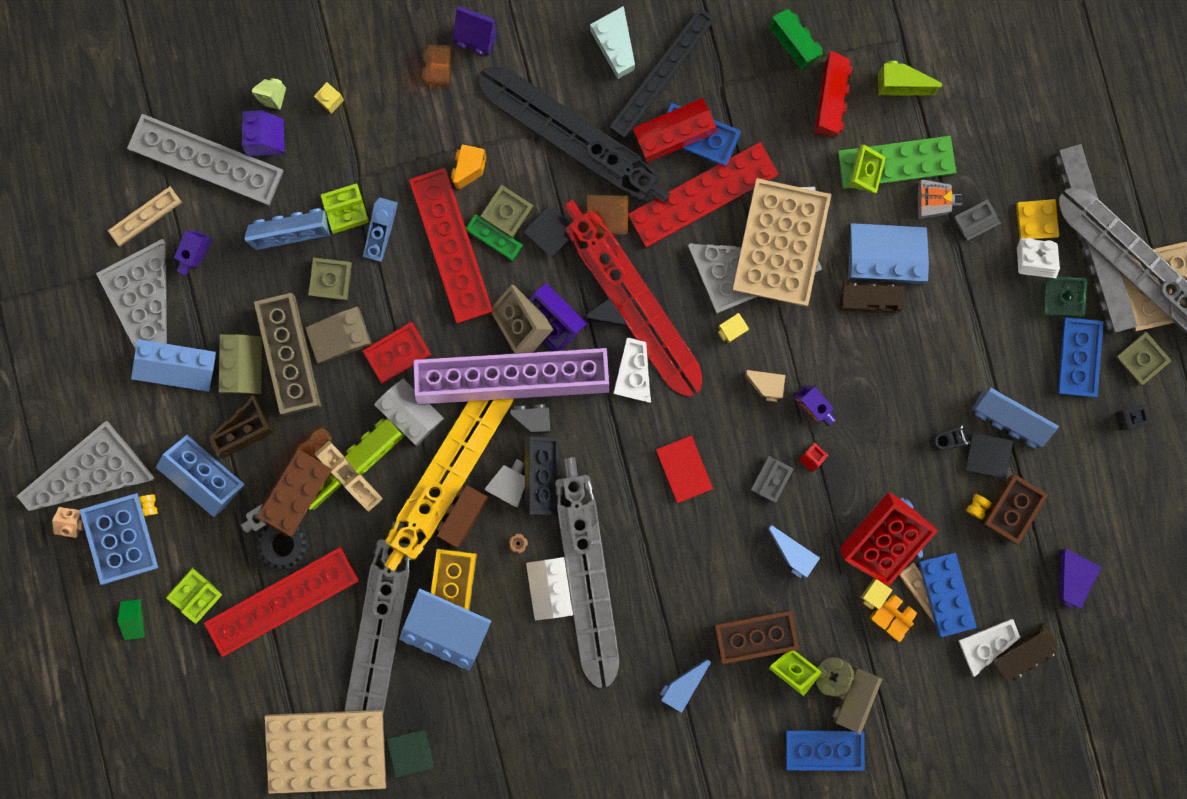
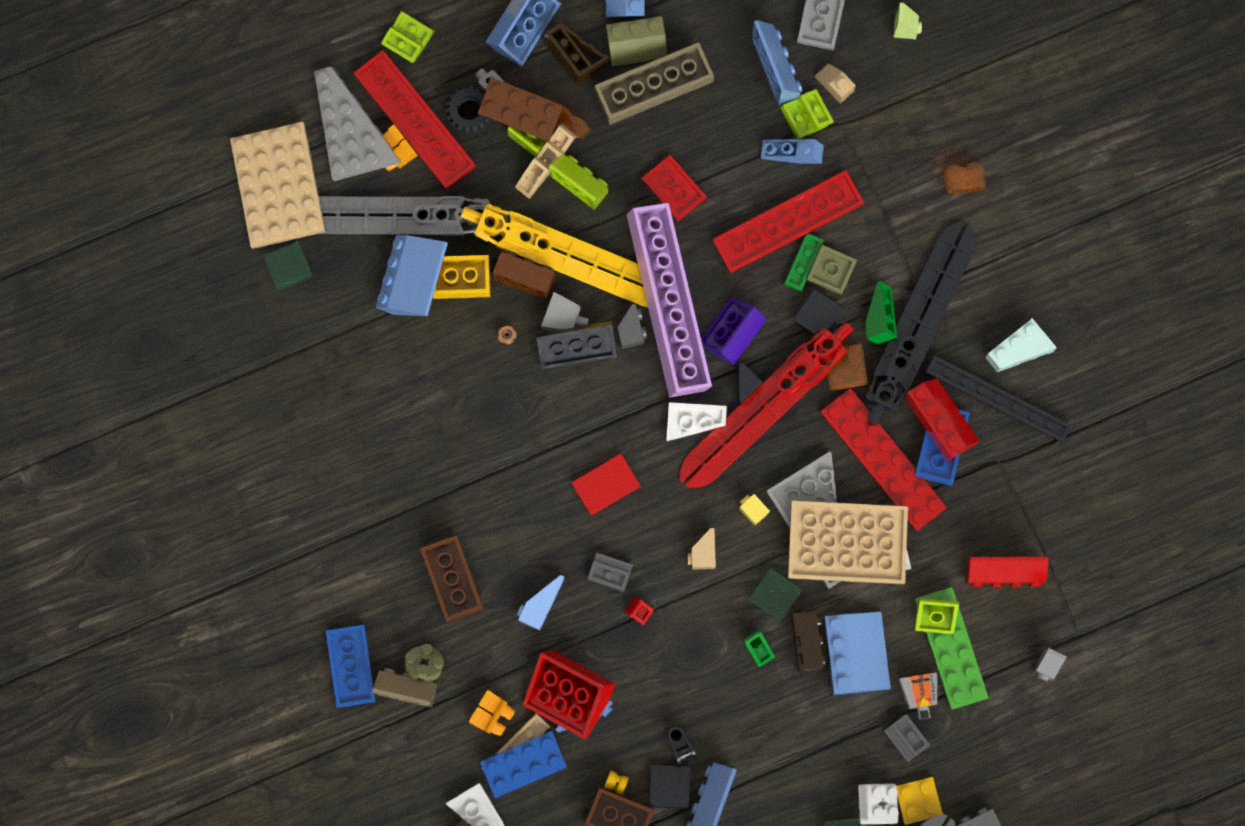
camera: 85 degrees right, 5 degrees down
(262, 133) = (865, 23): dark purple slope -> none
(289, 669) = (350, 135): none -> light grey wing
(308, 624) = (400, 147): none -> light orange hips
(317, 174) = (835, 82): none -> tan slope
(329, 98) = (912, 80): light yellow brick -> none
(330, 279) = (735, 112): olive plate -> none
(338, 335) = (681, 130): dark tan slope -> none
(411, 418) = (611, 211): light grey slope -> none
(469, 165) = (868, 224): light orange slope -> none
(474, 31) = (1002, 207): dark purple slope -> none
(520, 321) = (724, 300): dark tan slope -> none
(549, 588) = (467, 372): white slope -> none
(563, 171) = (881, 317): none -> green slope
(597, 578) = (488, 415): flat silver piece -> none
(682, 688) = (388, 515): medium blue slope -> none
(795, 39) = (1058, 526): green slope -> none
(796, 671) = (423, 623): lime slope -> none
(809, 399) = (696, 596): dark purple torso -> none
(819, 322) = (775, 595): none -> clear green plate
(868, 347) = (758, 648): none -> green slope
(875, 594) = (512, 692): light yellow brick -> none
(905, 81) = (1034, 635): lime slope -> none
(931, 67) = (1049, 664): none -> light grey slope

